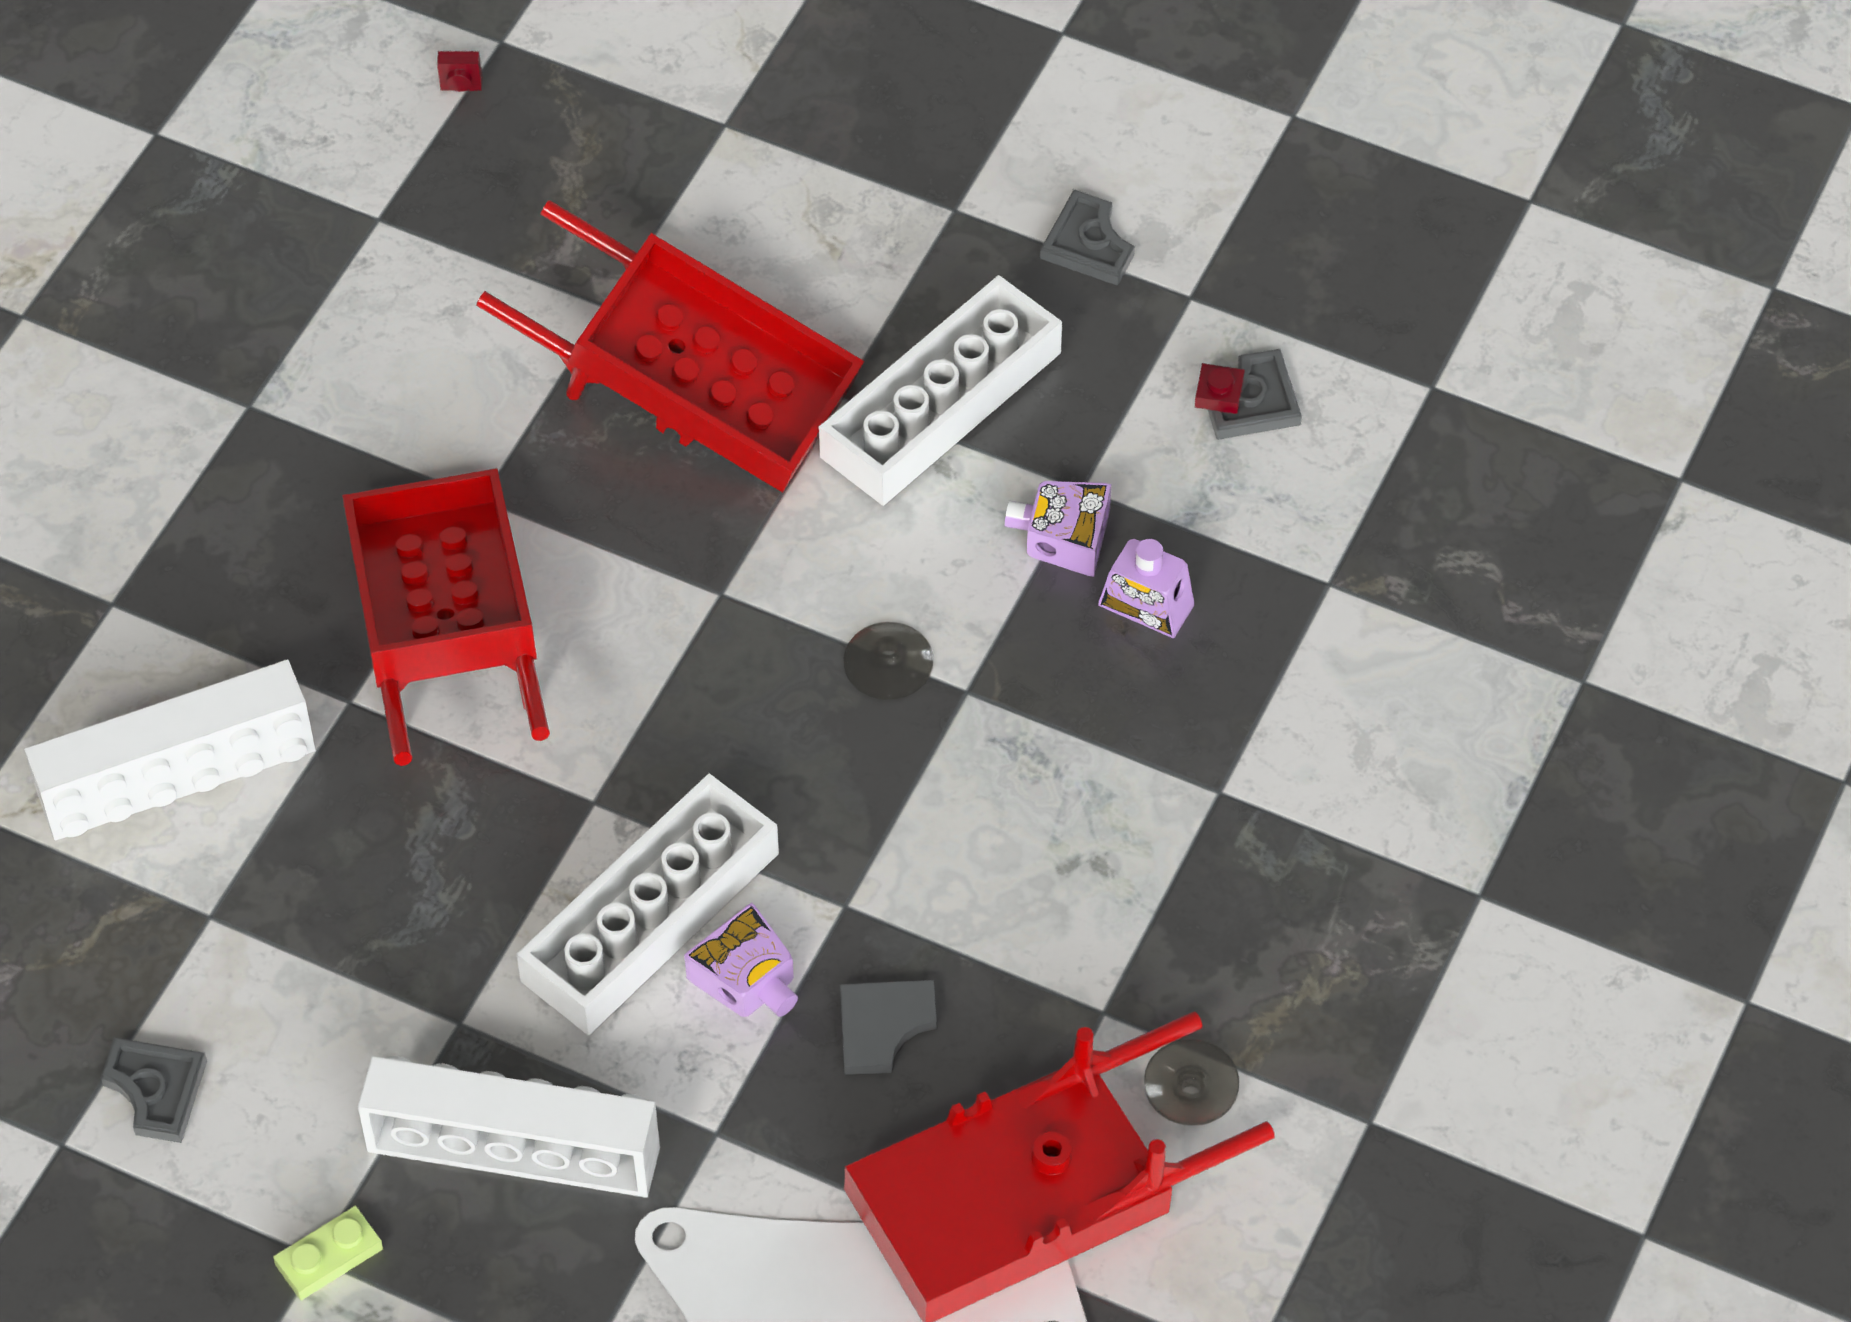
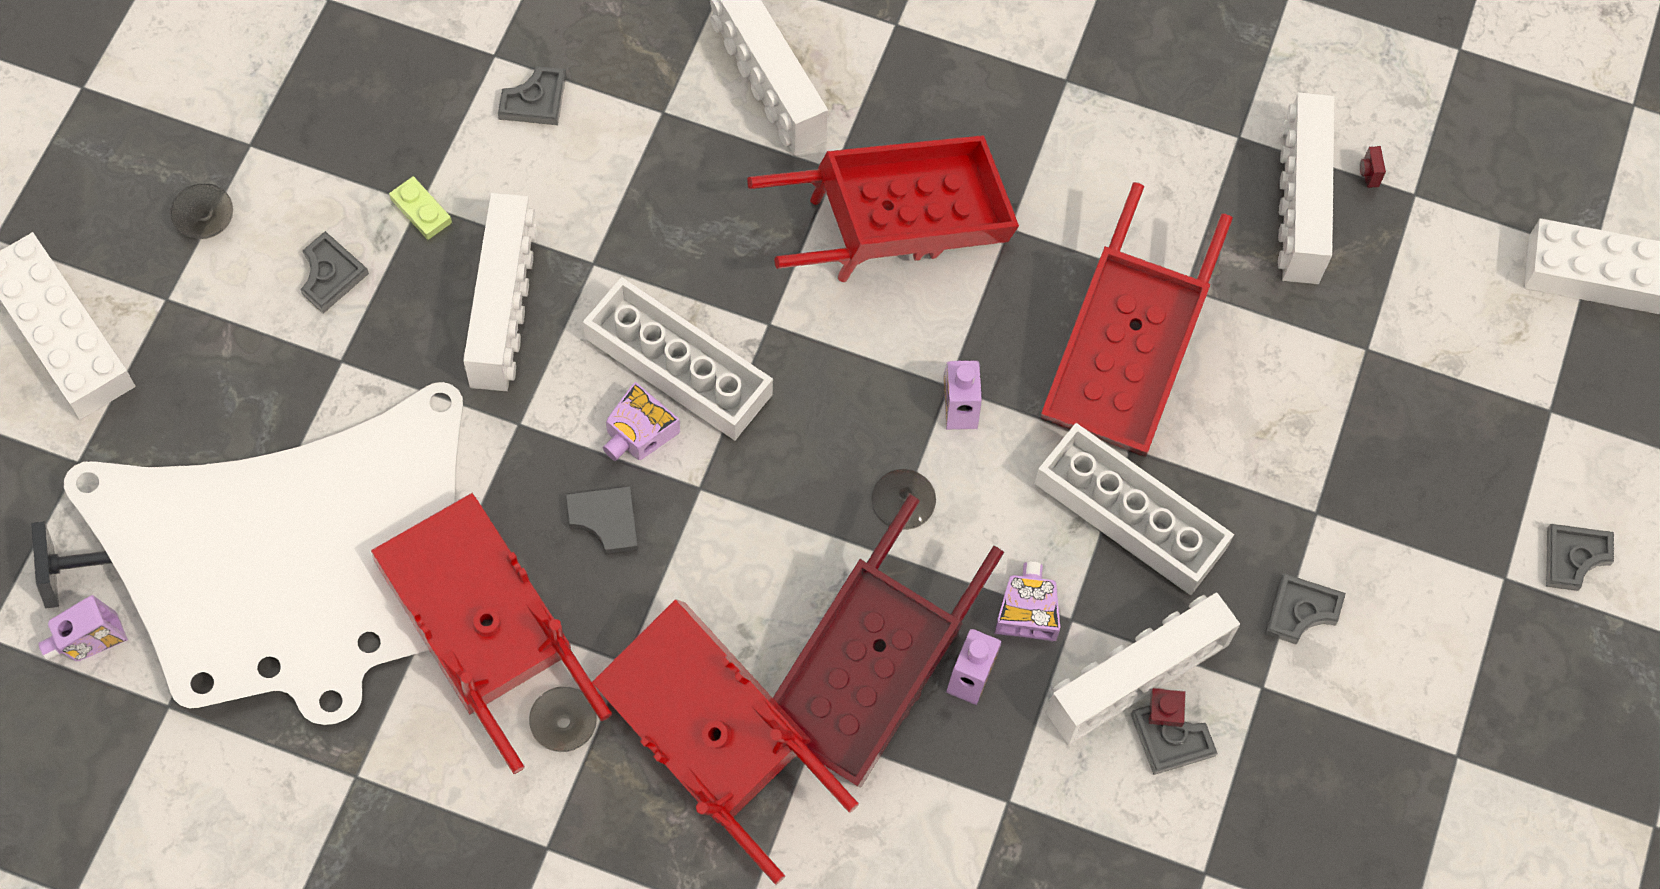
camera: 80 degrees right, 10 degrees up
(490, 137) = (1307, 188): none -> white brick
(746, 563) = (962, 388): none -> lavender torso
(1171, 402) = (1146, 664): none -> white brick
(1180, 917) = (683, 686): none -> red piece
(1185, 728) = (846, 690): none -> dark red piece

